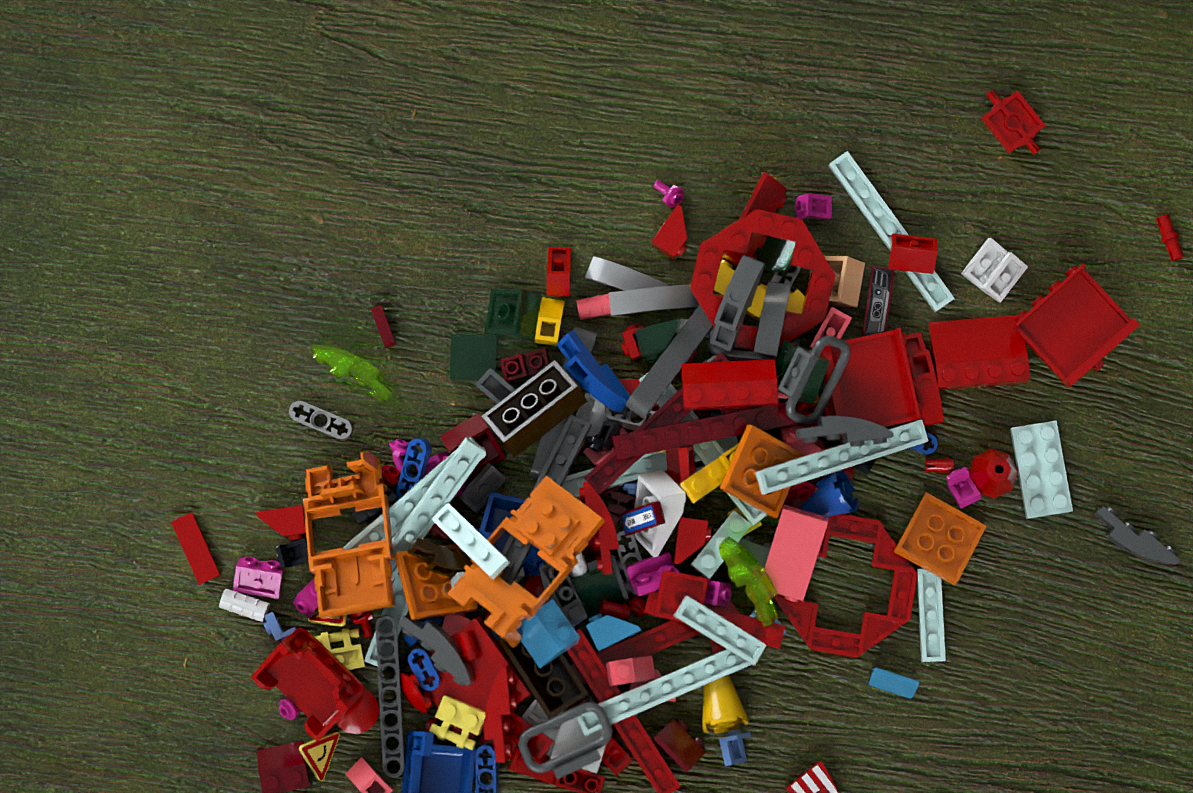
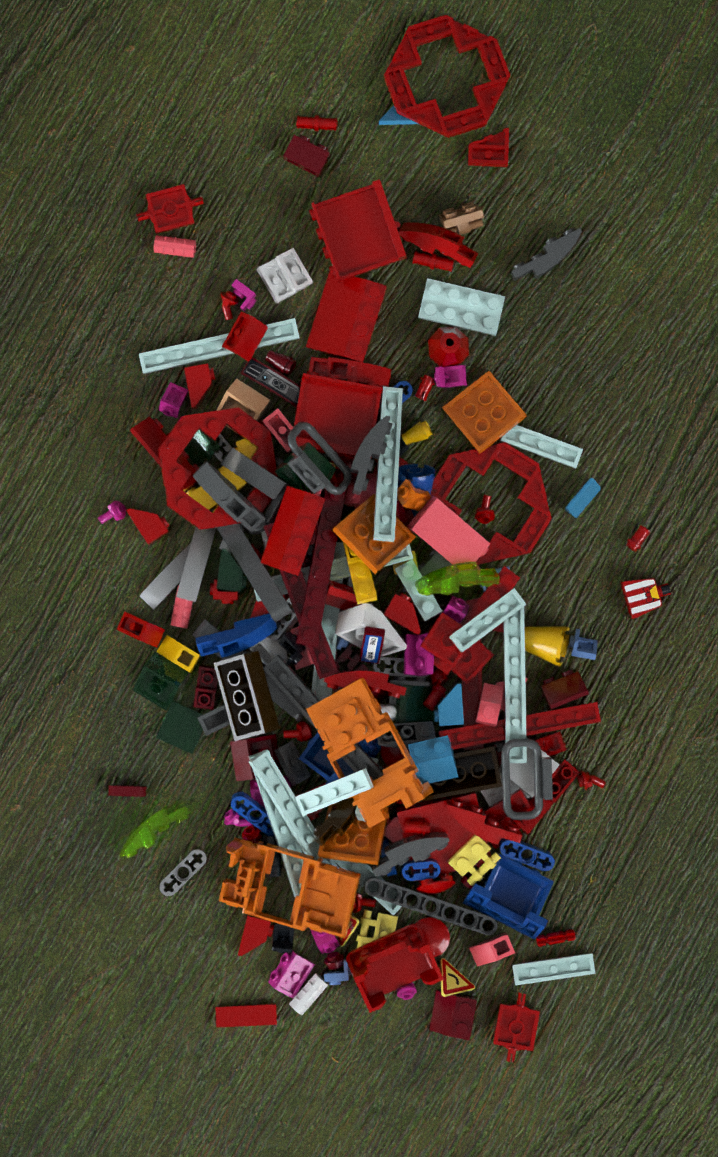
camera: 65 degrees left, 5 degrees up
(290, 618) = (334, 960): none -> dark red plate
(519, 485) = (302, 733): none -> red plate
(669, 634) = (472, 661): none -> red tile
(817, 496) = (412, 497): none -> orange bracket
(830, 583) = (484, 514): none -> red plate
(843, 226) = (199, 382): none -> red slope
(874, 760) = (638, 538): none -> red pin
(887, 477) = (418, 432): none -> yellow cone
(901, 305) = (283, 363): none -> dark red cone
(944, 221) = (228, 300): none -> red plate
(959, 232) = (243, 291): none -> dark pink bracket
(976, 143) = (174, 246): none -> coral axle
(1077, 419) = (433, 261): none -> red pin
(1102, 407) = (430, 236): none -> red slope
(1131, 240) = (307, 155): none -> dark red hinge
(1135, 429) = (462, 219): none -> medium nougat plate

